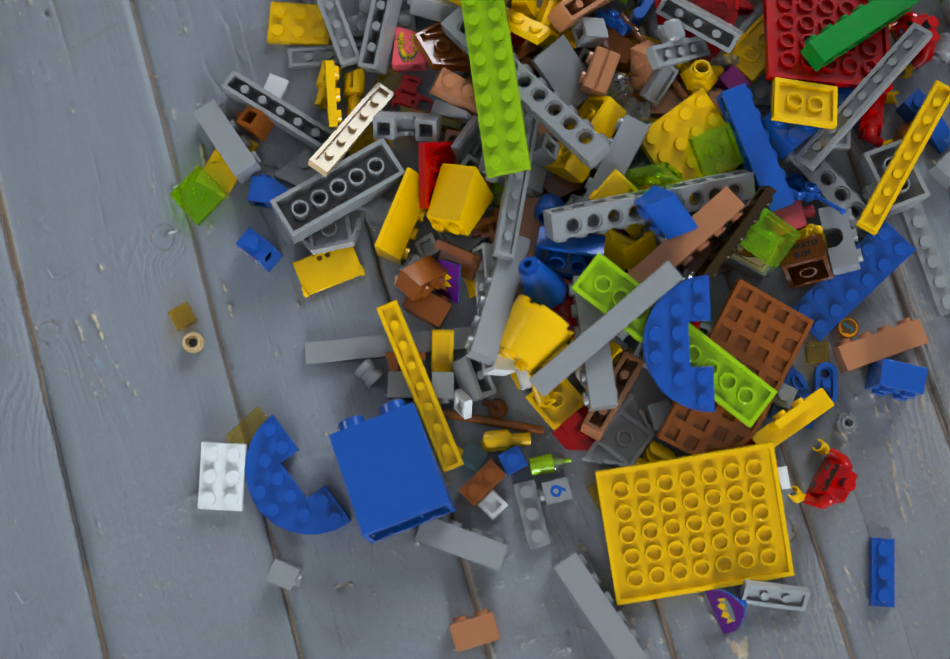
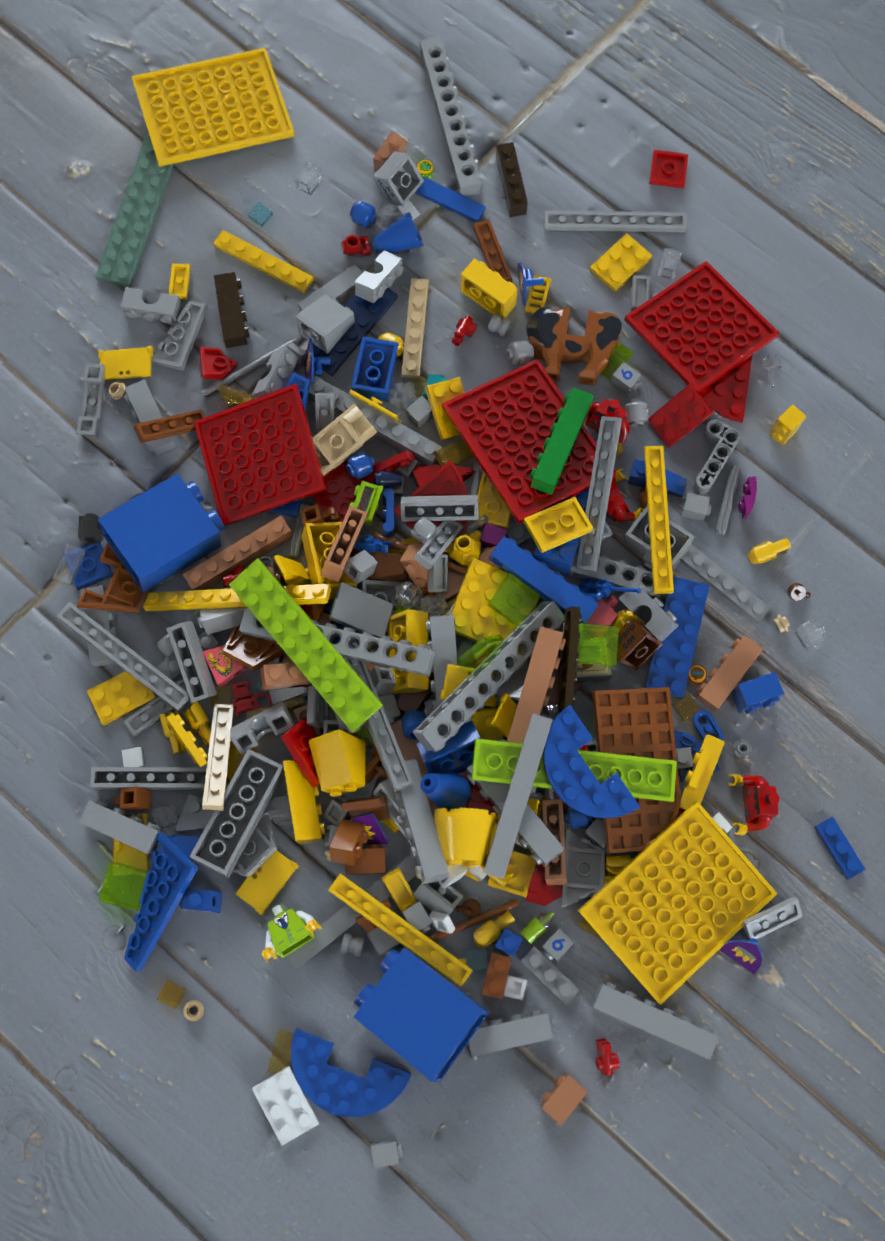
camera: 30 degrees left, 5 degrees down
(222, 223) = (159, 898): none -> blue wing
(317, 325) = (288, 932): none -> lime torso
(535, 623) = (607, 1060): none -> red plate
(599, 72) = (387, 593): nougat brick -> none
(648, 389) = (576, 819): none -> blue head
(664, 213) = (507, 677): blue slope -> none

